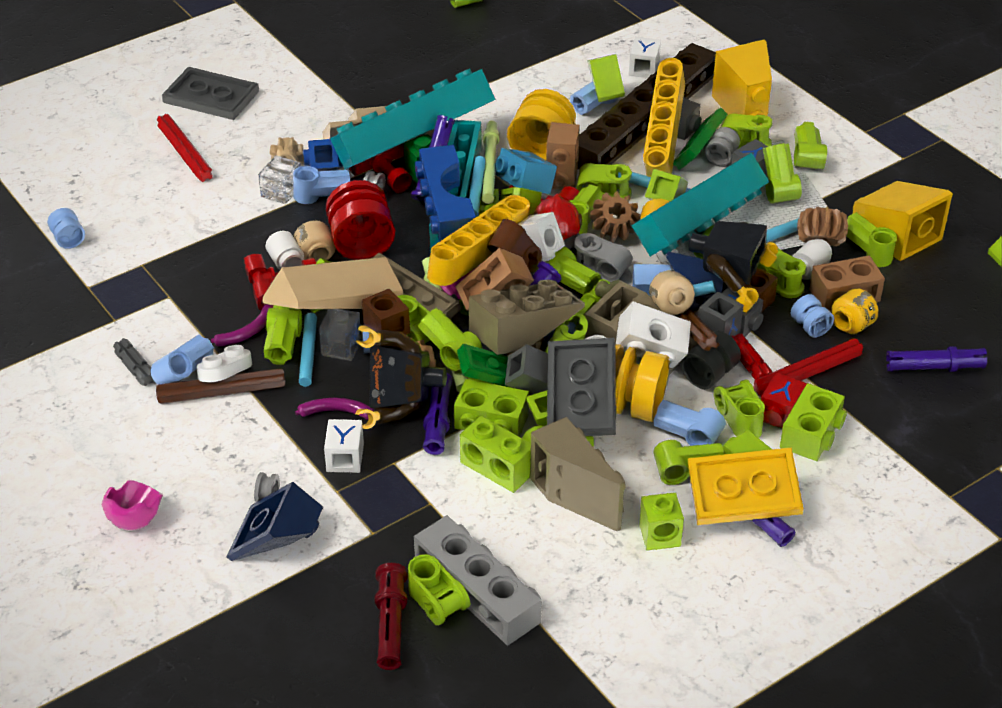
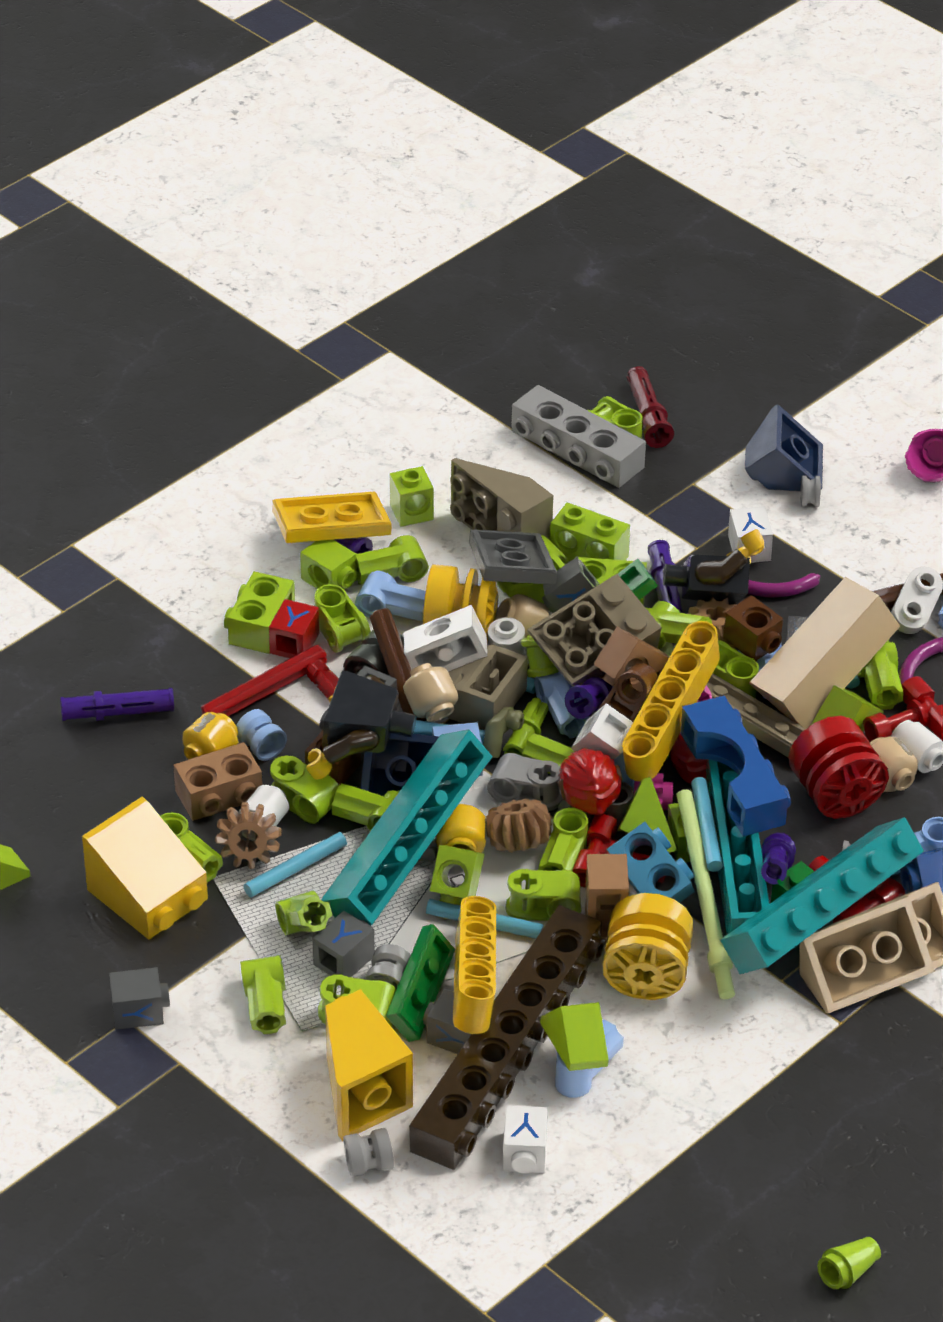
camera: 170 degrees right, 0 degrees up
(898, 151) = (138, 998): none -> dark grey brick

